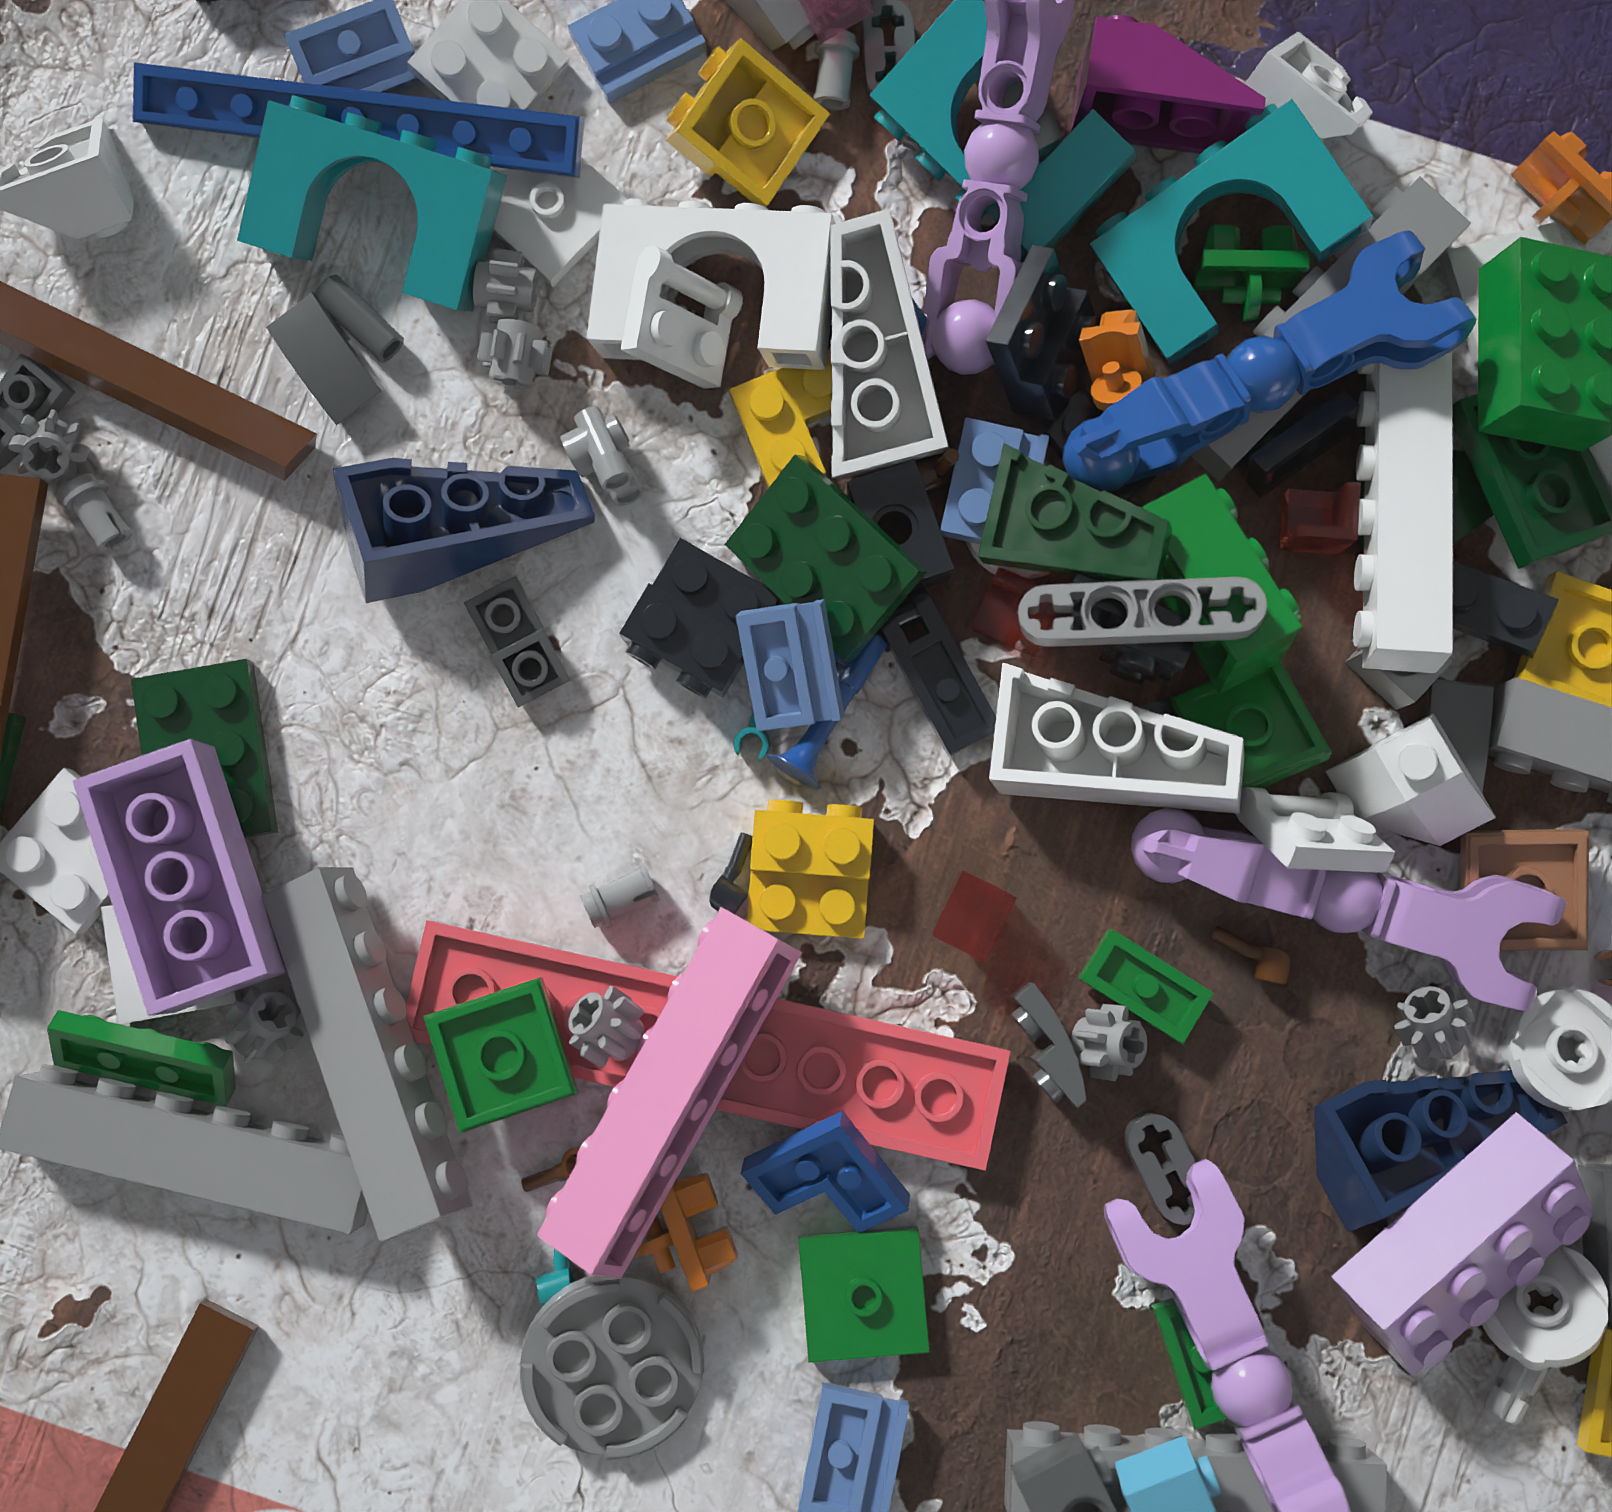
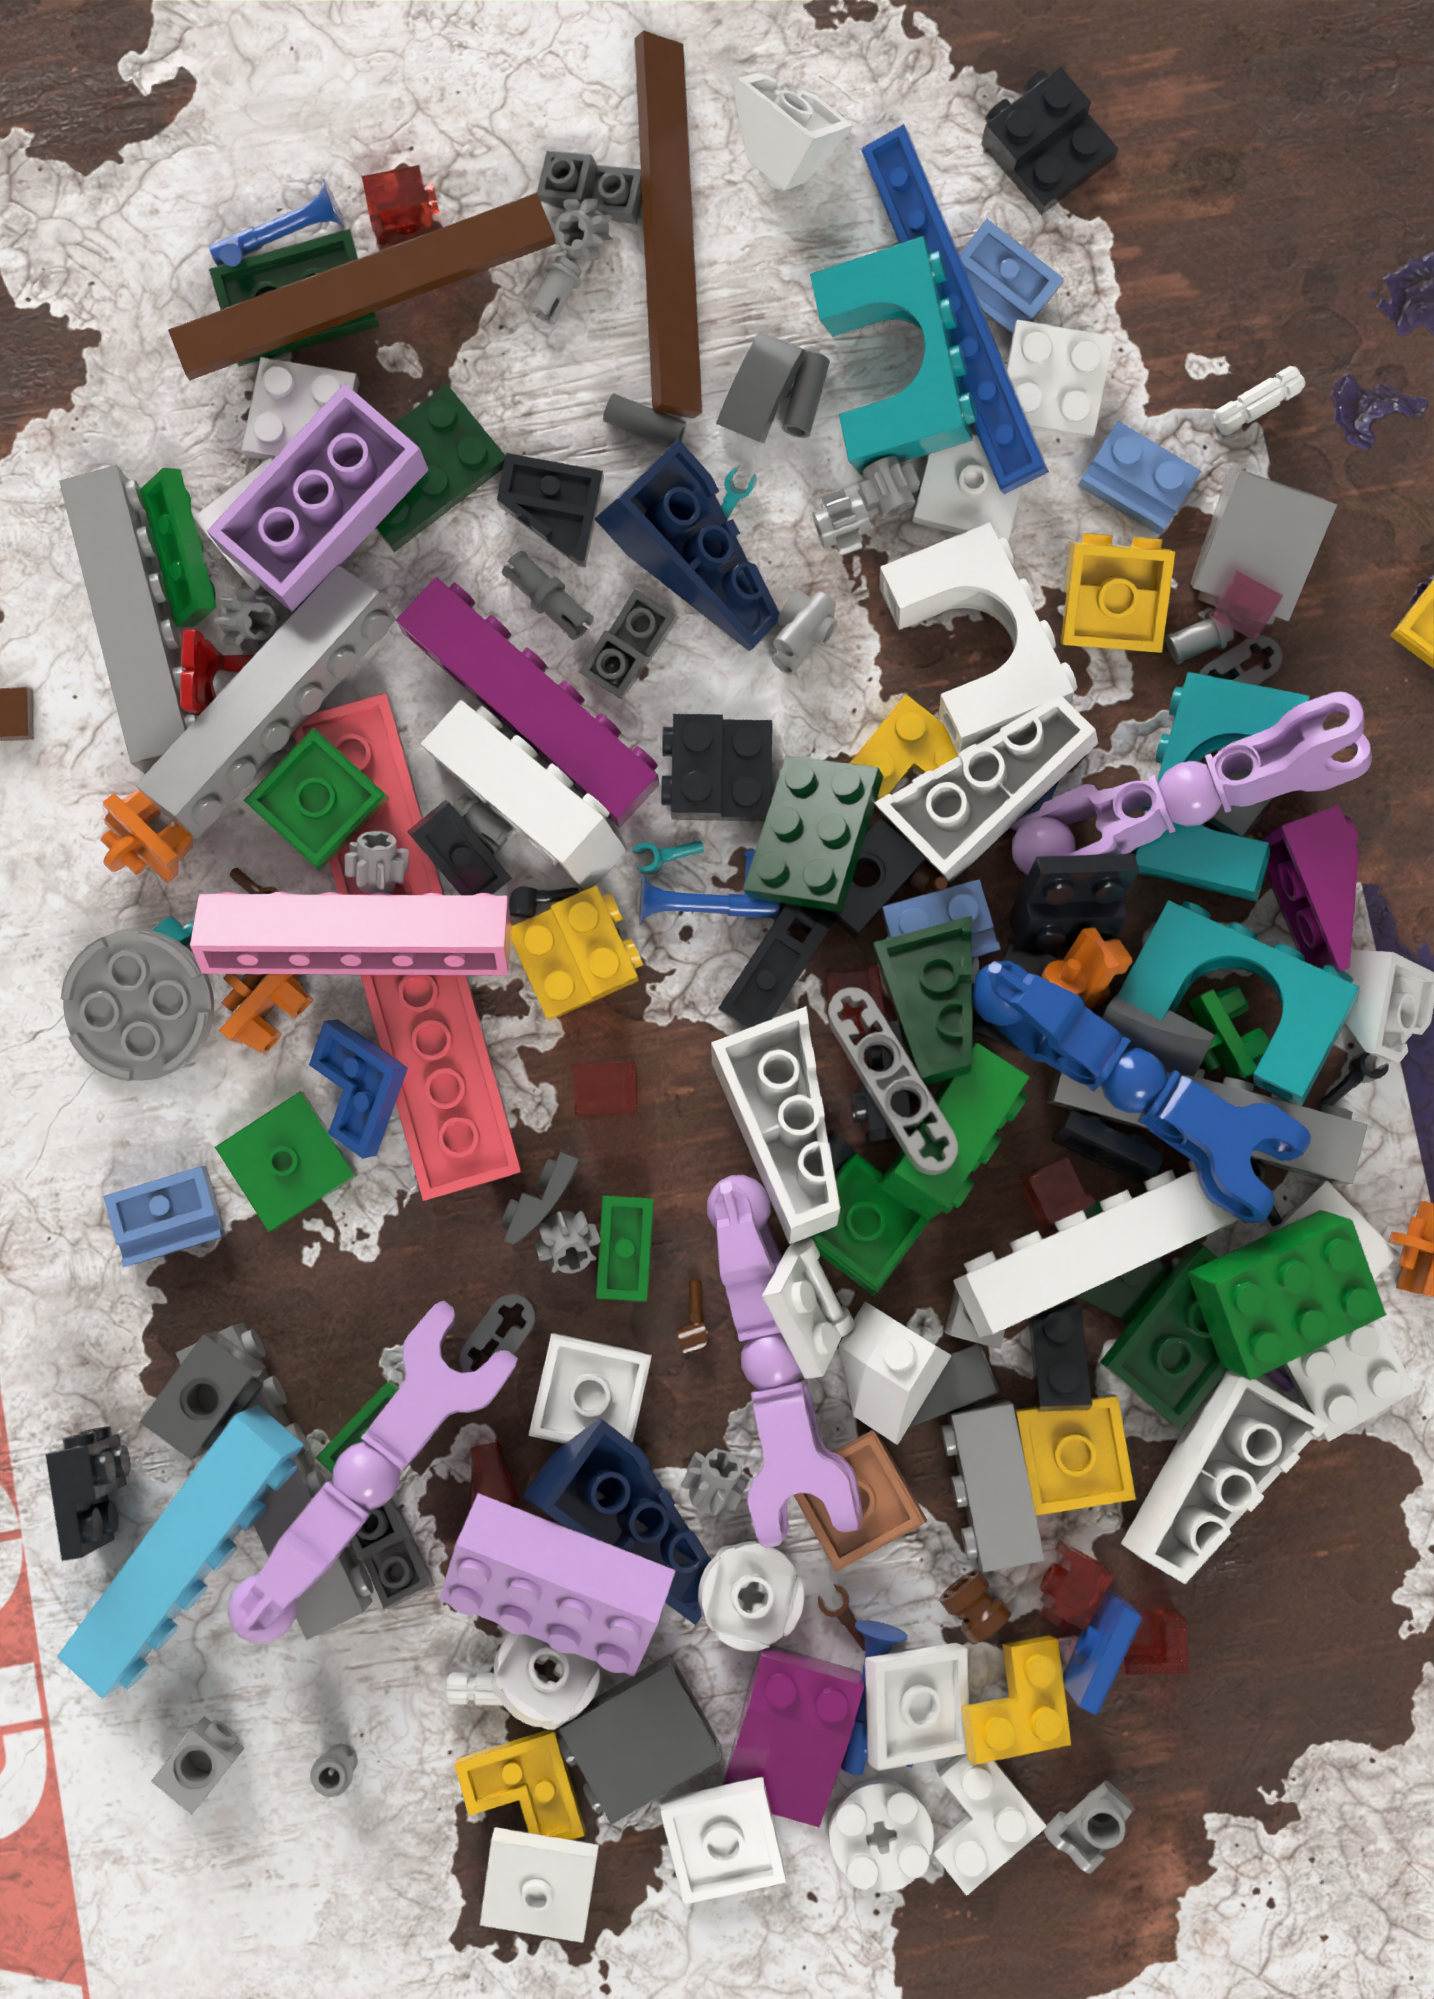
camera: 60 degrees right, 0 degrees up
(283, 1099) = (201, 664): none -> red piece
(290, 497) = (643, 420): none -> dark grey hinge
(321, 637) = (553, 501): none -> black wing
(409, 1269) = (134, 837): none -> orange hips
(417, 696) = (547, 595): none -> dark grey pin
(422, 446) = (733, 493): none -> teal hand
(517, 776) = (528, 700): none -> magenta brick
(615, 831) = (525, 793): none -> white wedge
(641, 935) = (458, 852): none -> black plate
(671, 335) = (919, 632): white plate -> none
(790, 665) = (717, 851): medium blue plate -> none
(1238, 315) = (1173, 1040): none -> dark grey slope
(1268, 1102) = (588, 1383): none -> white plate
(1311, 1254) = (491, 1475): none -> clear red cone
(1342, 1402) = (391, 1556): none -> dark grey slope
(1354, 162) = (1357, 1074): none -> black hand

